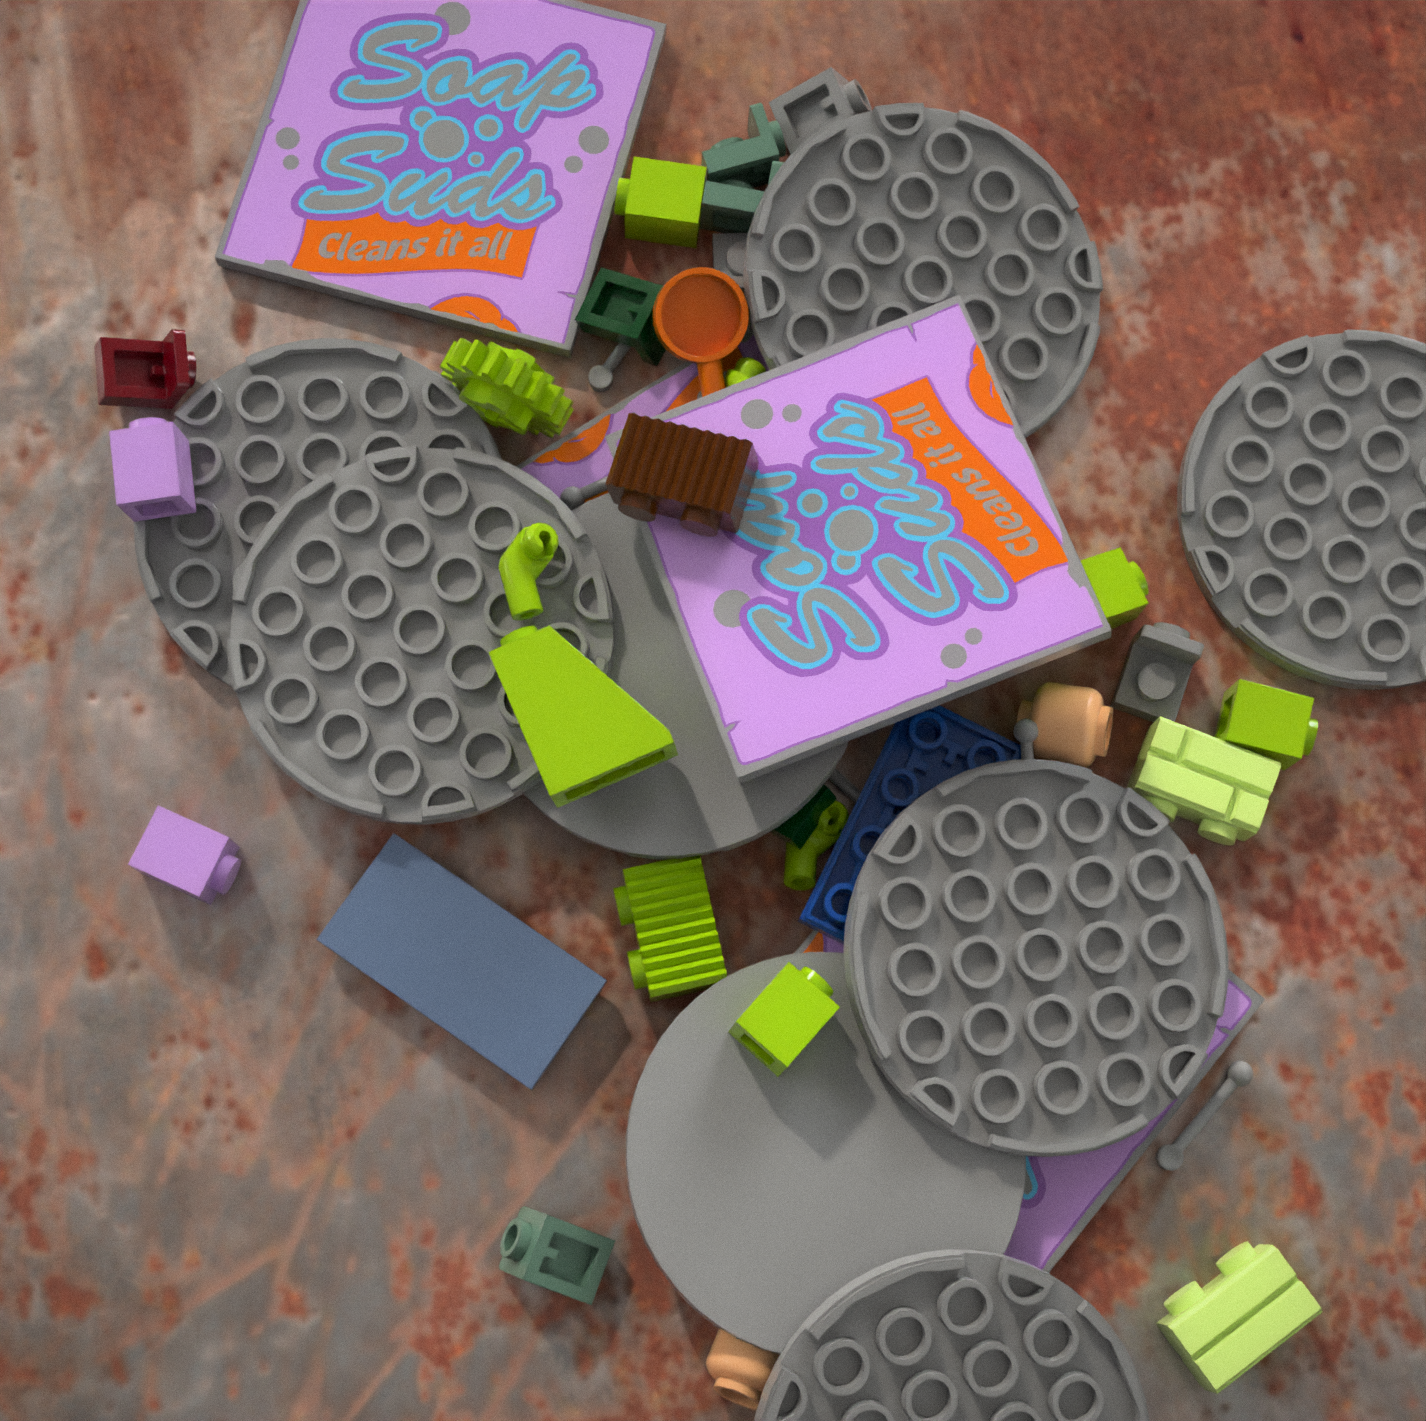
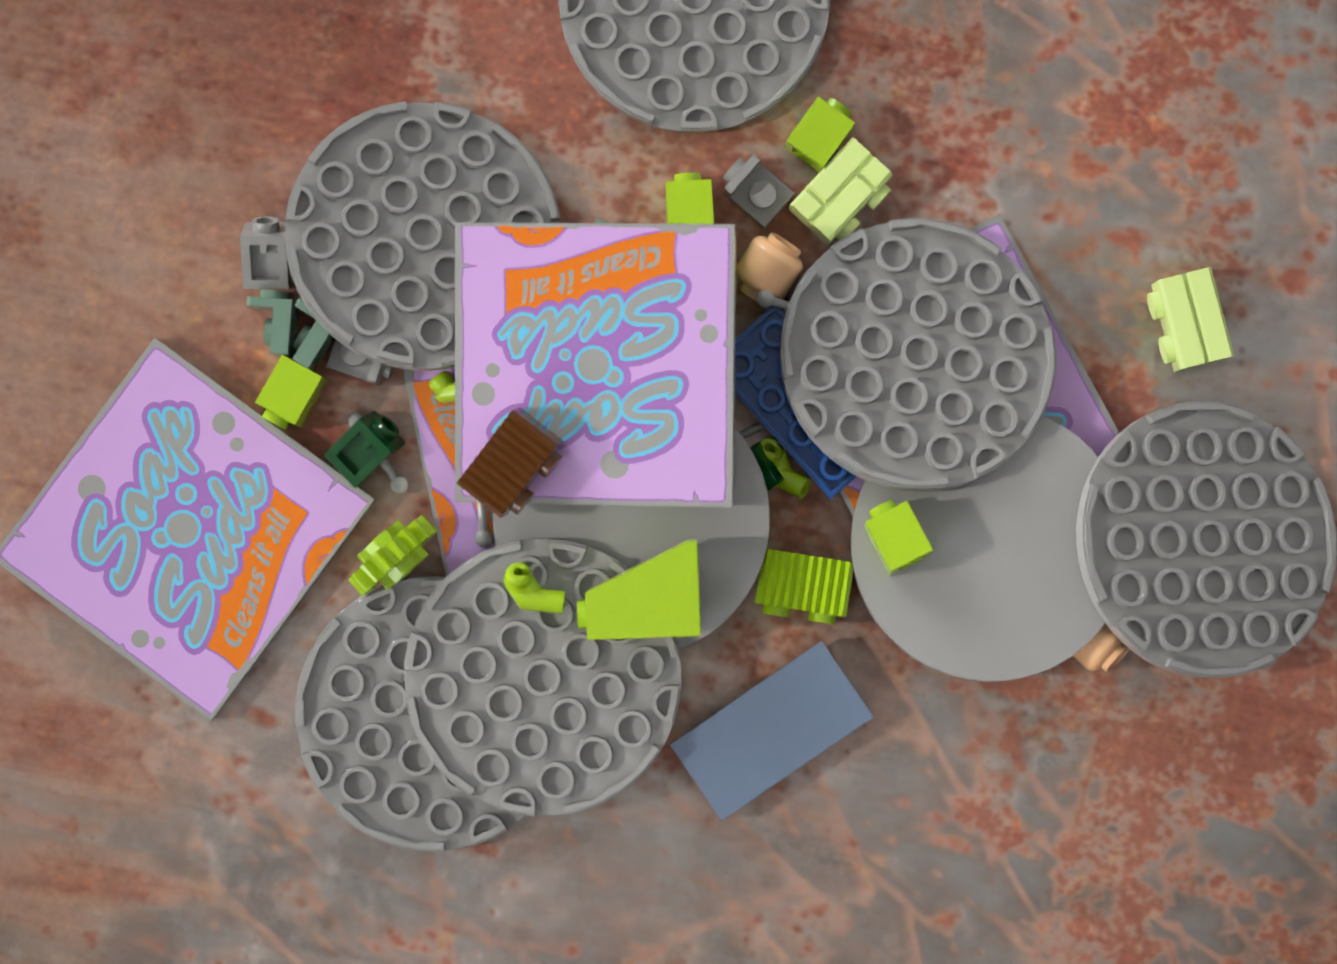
camera: 60 degrees left, 10 degrees up
(144, 371) = (278, 798): dark red bracket -> none
(152, 470) = (357, 817): lavender brick -> none
(186, 856) = (632, 886): lavender brick -> none
(555, 1254) = (983, 741): sand green bracket -> none
(701, 320) = (396, 402): orange piece -> none
(1171, 1155) = (1073, 318): light grey hinge -> none

